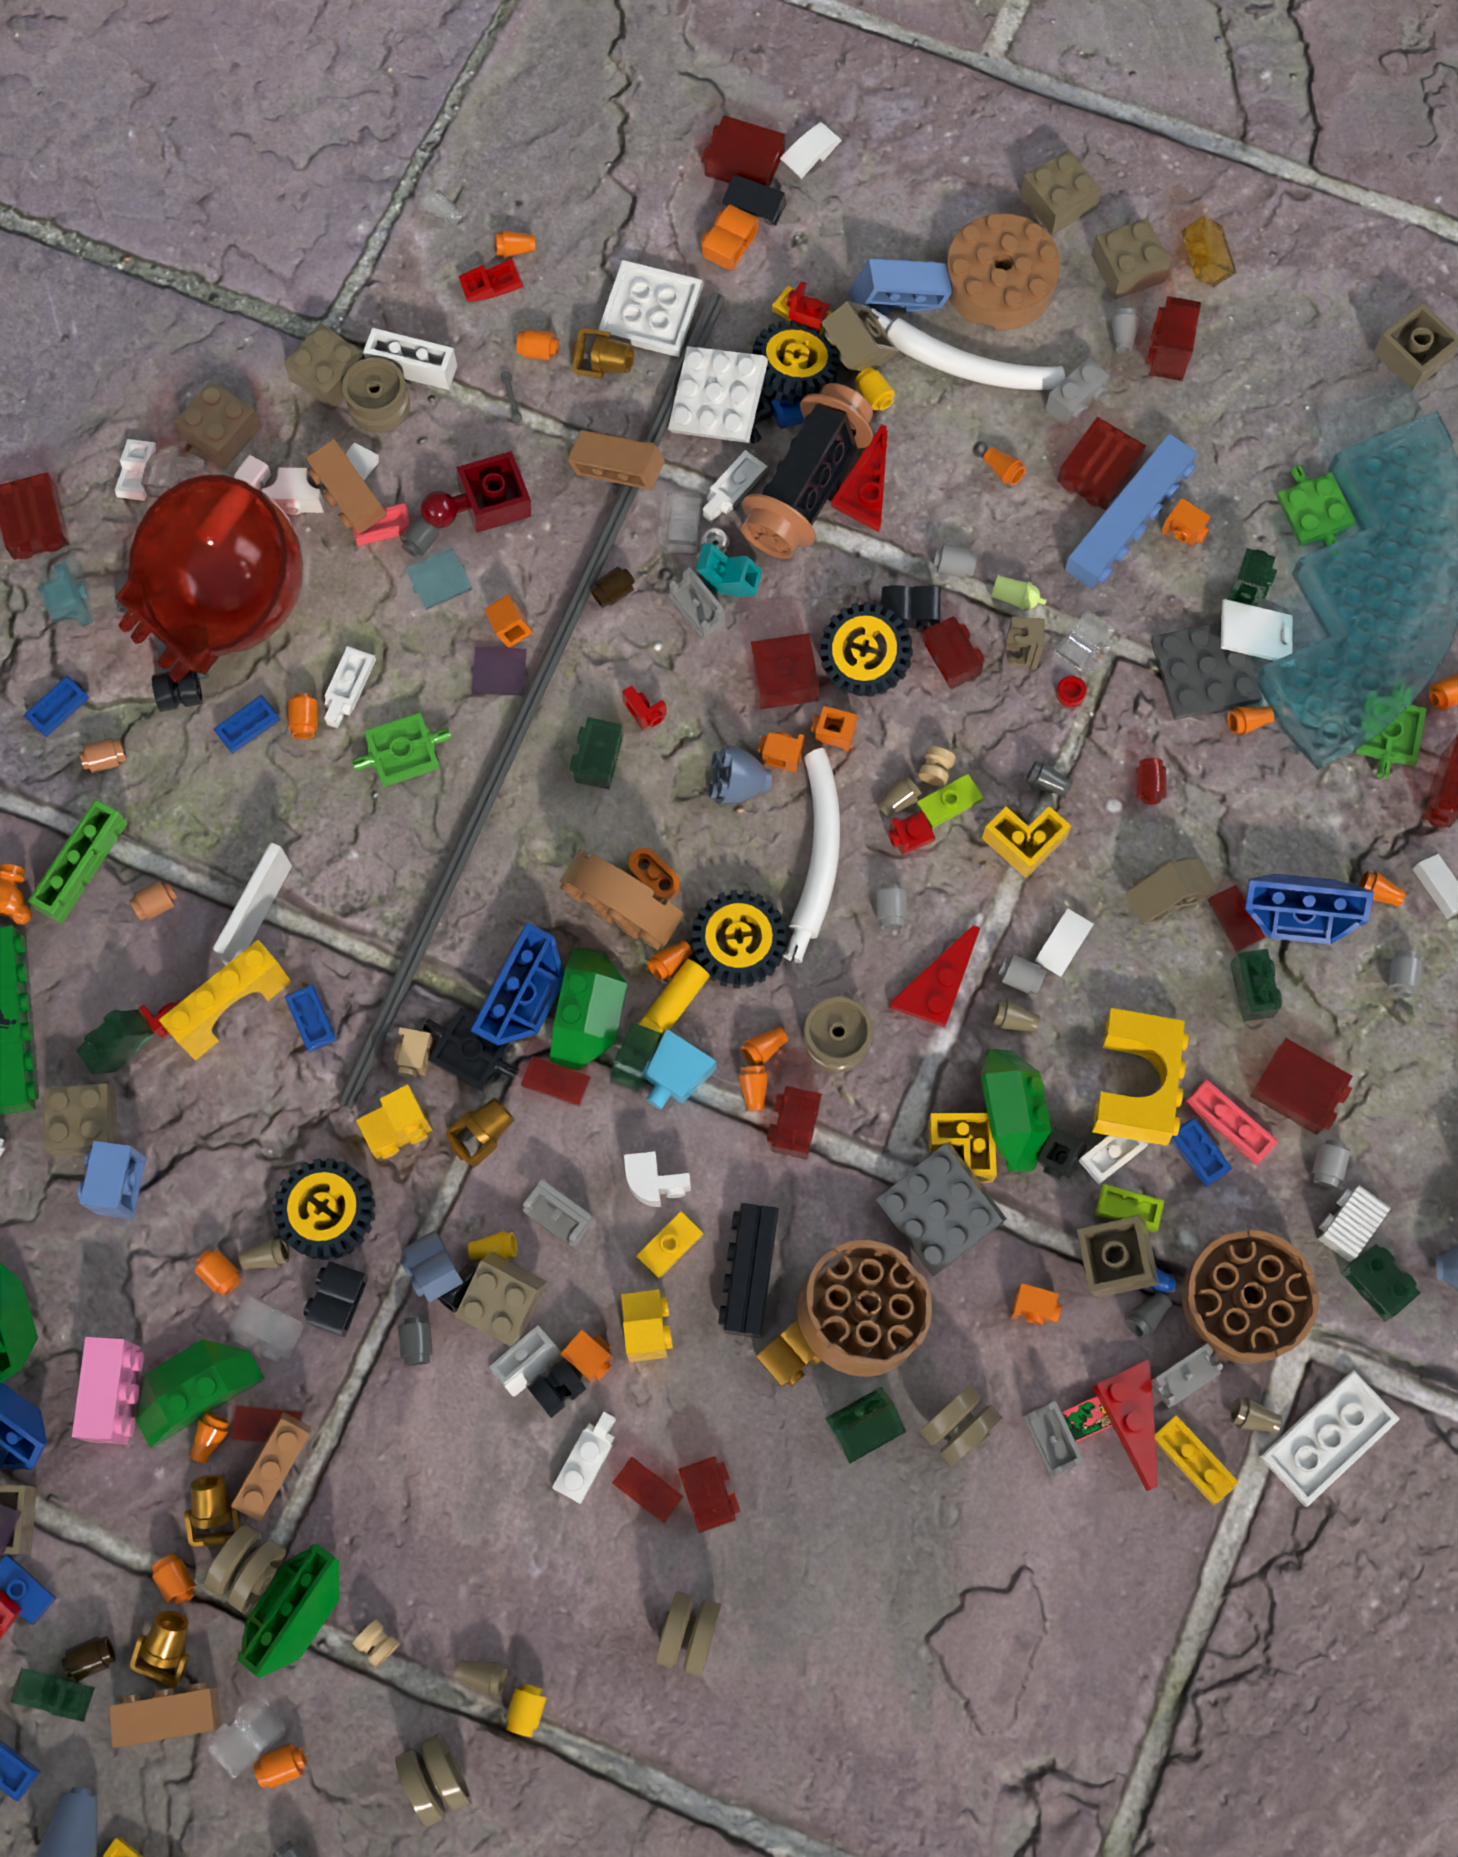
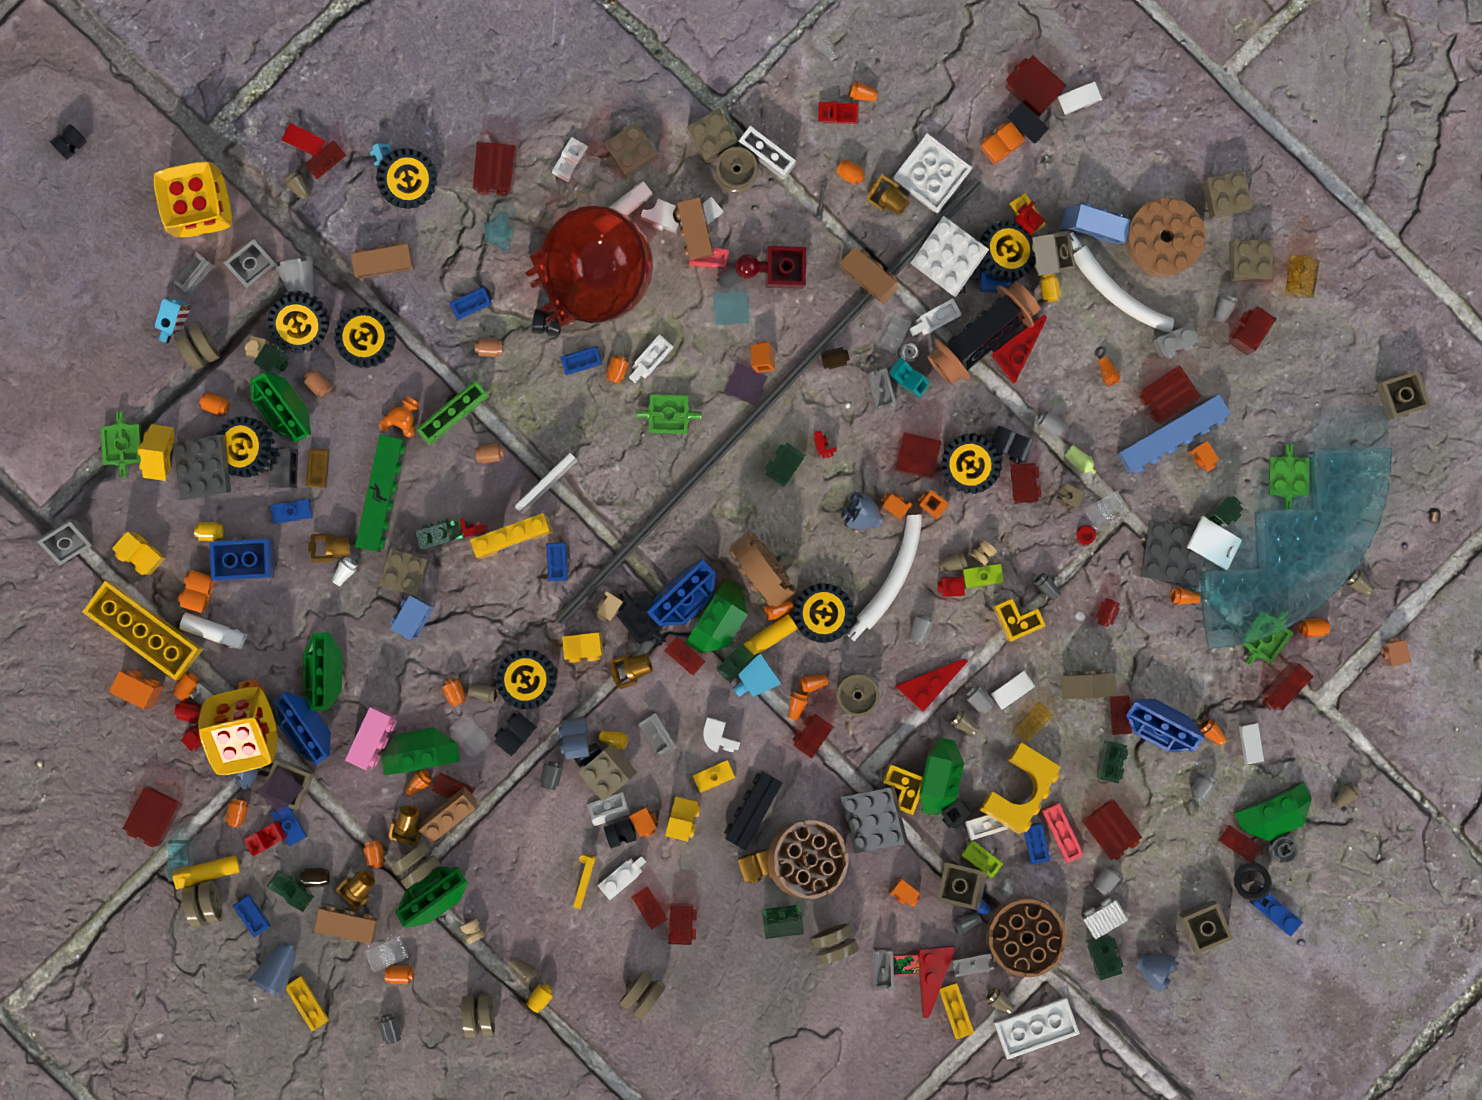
camera: 20 degrees right, 15 degrees up
(526, 1457) = (589, 862): none -> yellow hinge
(655, 874) = (789, 552): orange plate -> none
(1114, 976) = (1033, 722): none -> clear yellow plate

